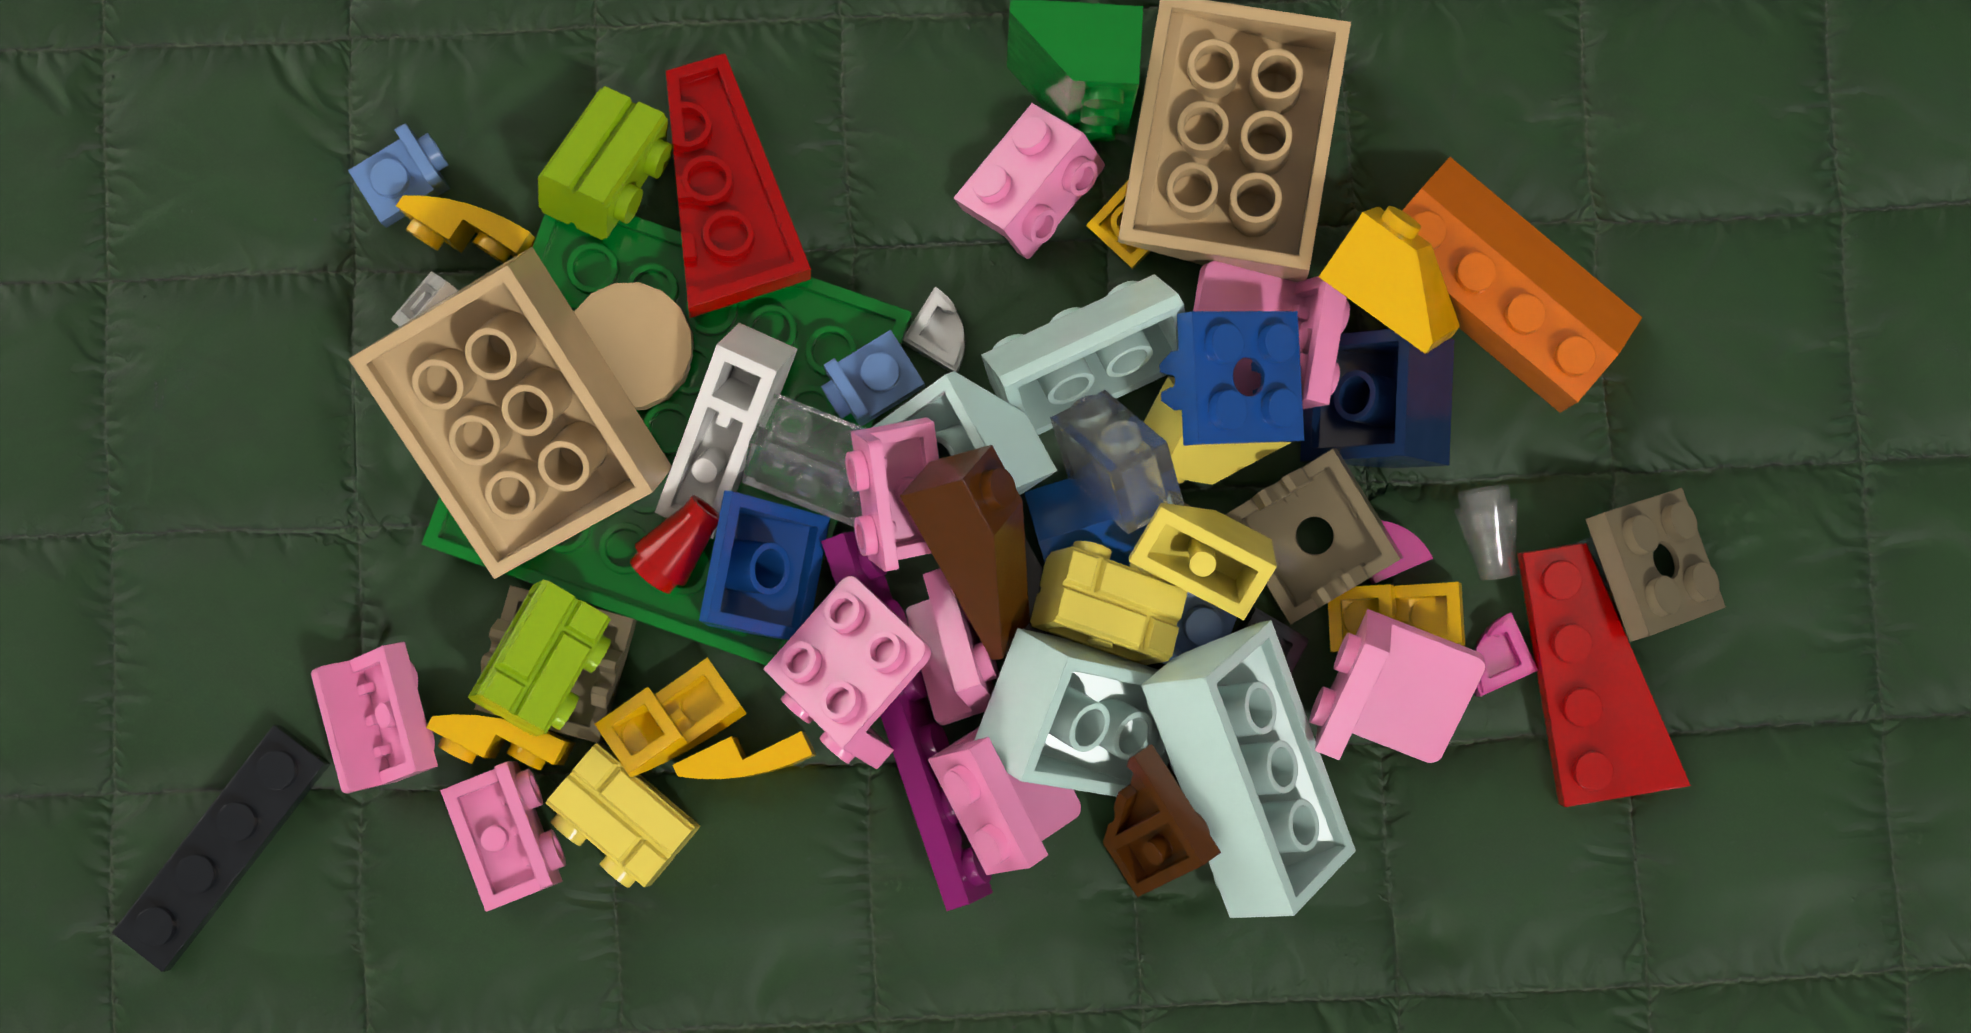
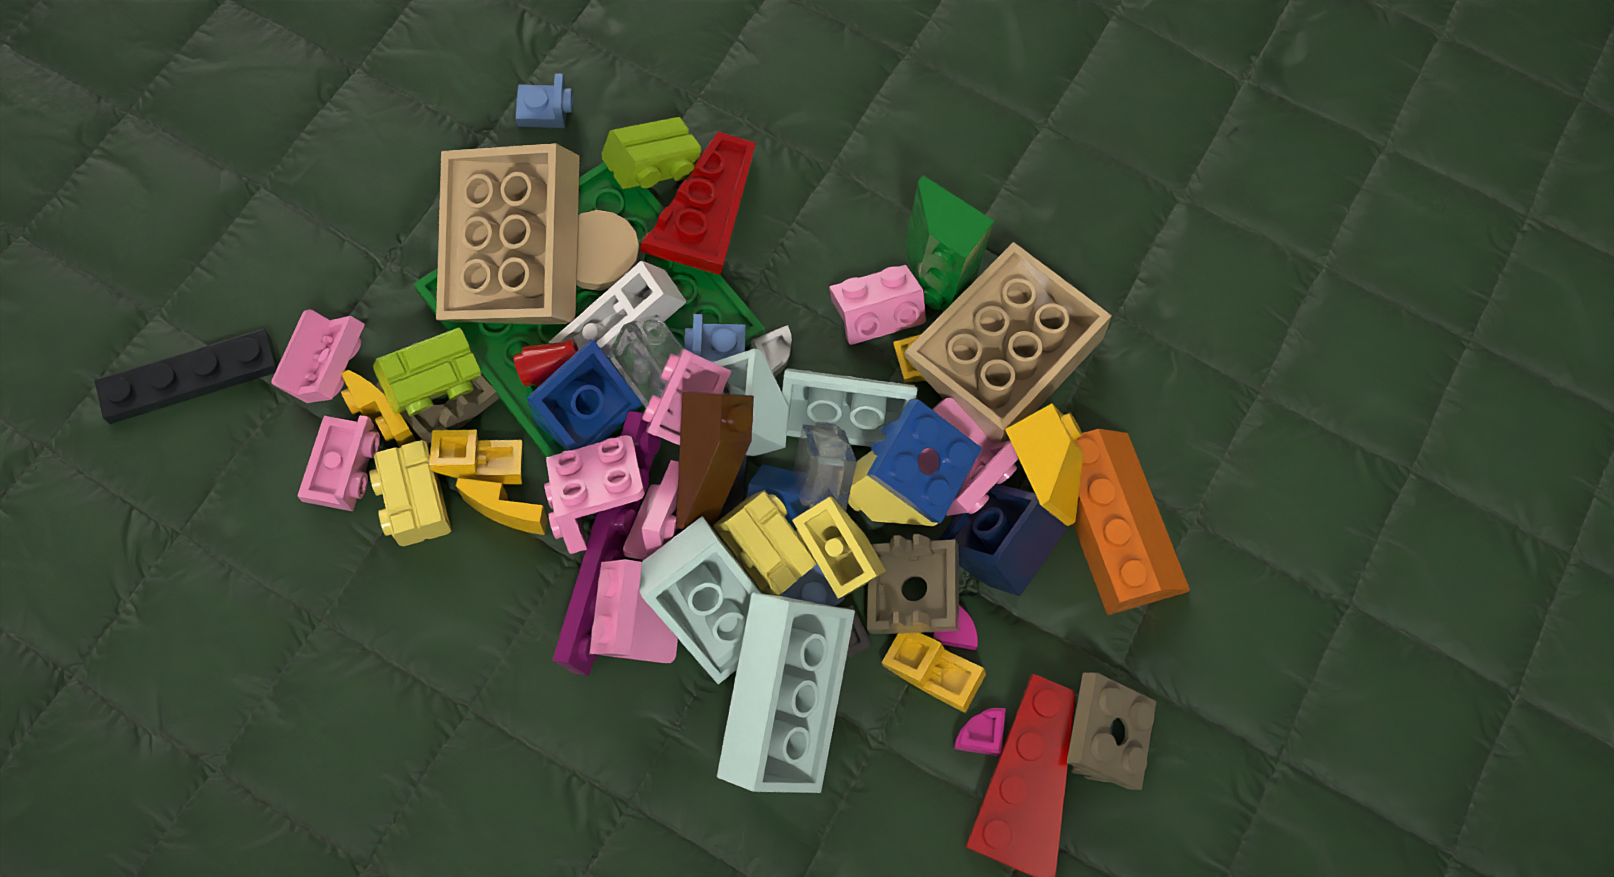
camera: 30 degrees right, 15 degrees down
(455, 223) = (547, 130): yellow slope -> none
(1155, 827) = (707, 692): reddish brown wing -> none
(1396, 690) = (904, 704): bright pink bracket -> none
(1490, 529) = (1022, 651): clear cone -> none

